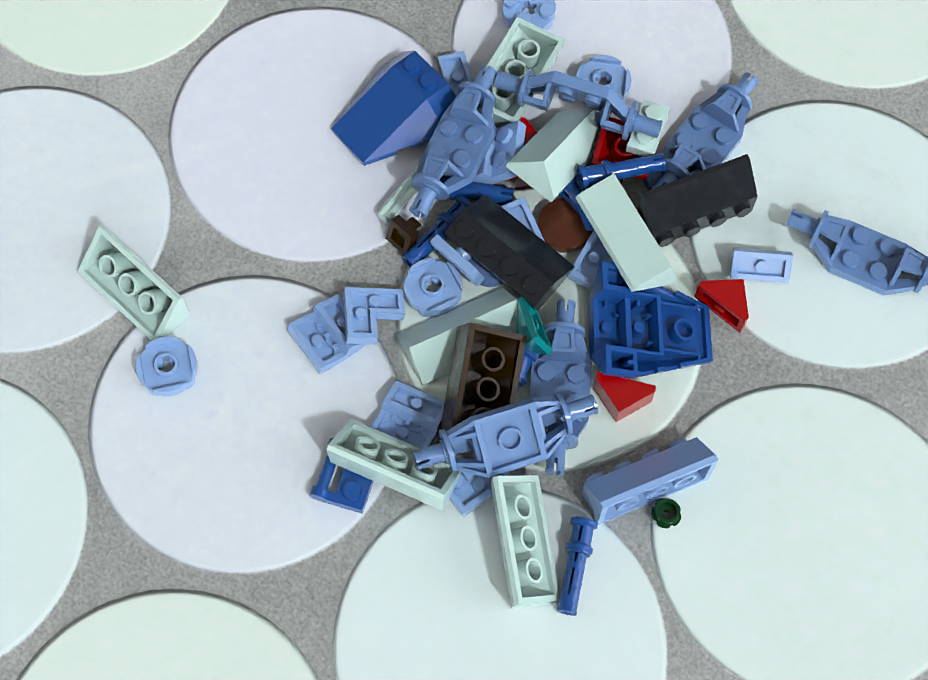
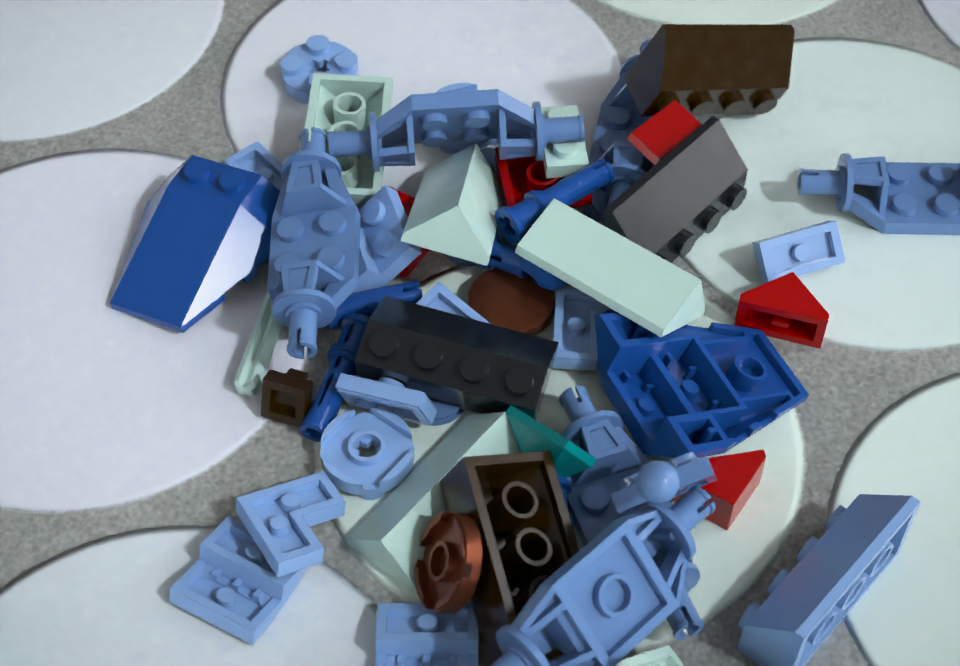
camera: 25 degrees left, 15 degrees down
(440, 377) = (450, 562): none -> copper tile
(563, 385) = (662, 481): none -> medium blue plate
(666, 505) = (878, 610): dark green plate -> none
(711, 152) = (663, 132): none -> red slope
(771, 118) = (713, 68): none -> dark brown slope

